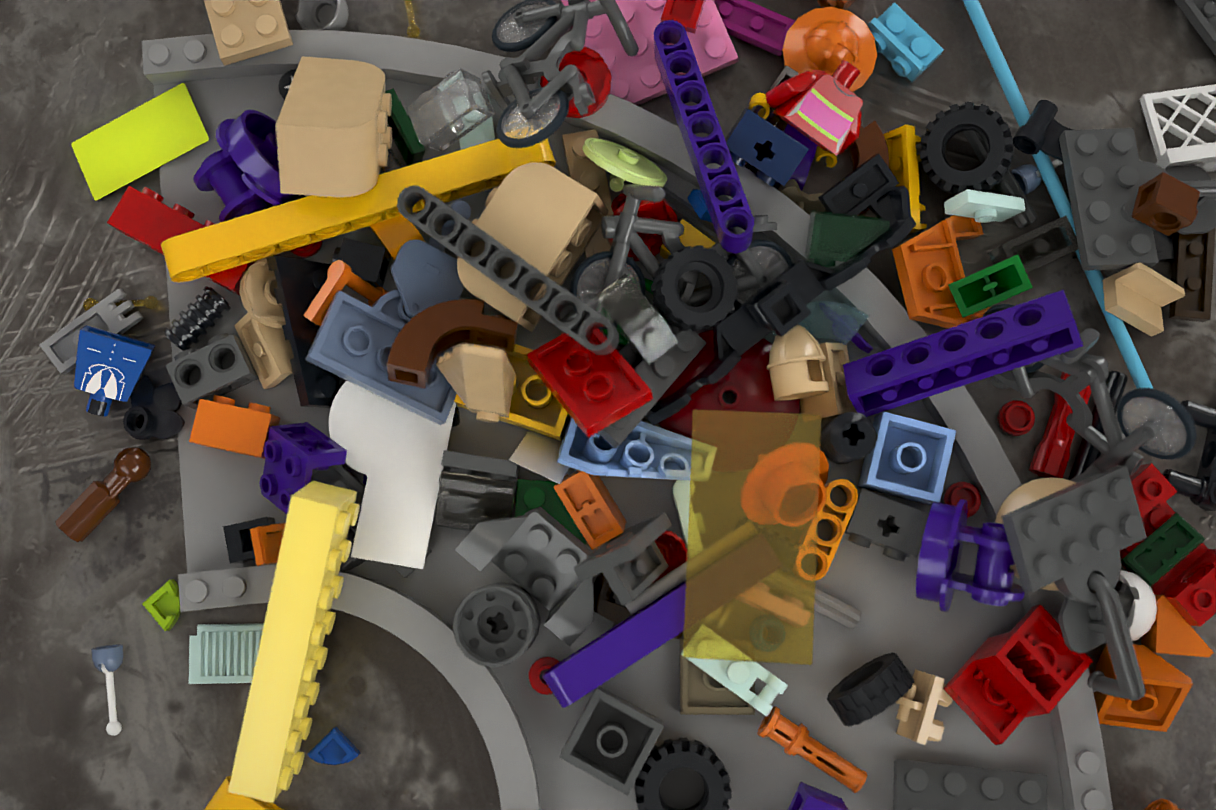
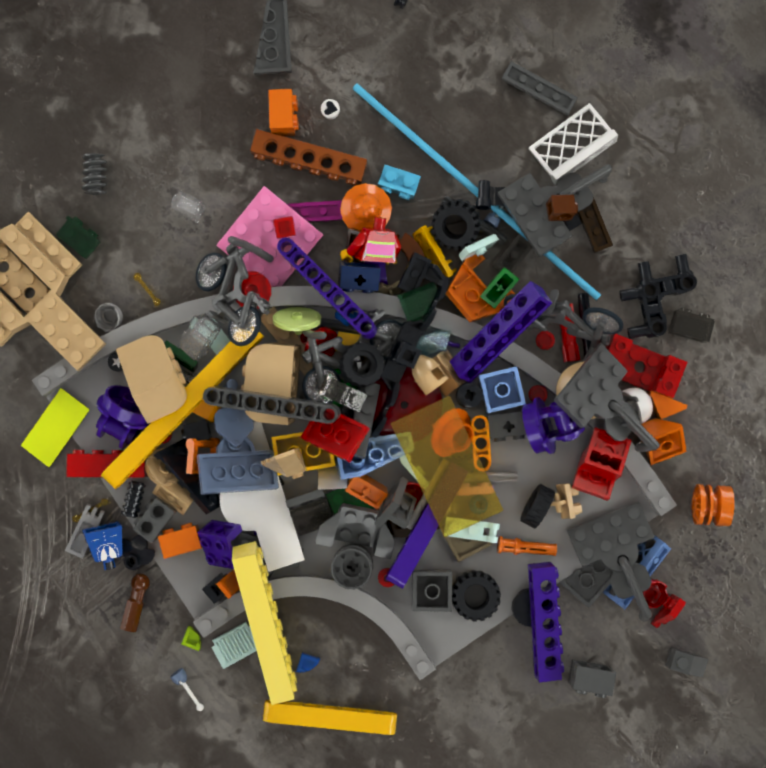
camera: 25 degrees left, 5 degrees up
(441, 328) = (253, 447): reddish brown arch -> none
(1138, 296) = (573, 254): tan panel -> none
(1163, 549) = (642, 369): dark green plate -> none

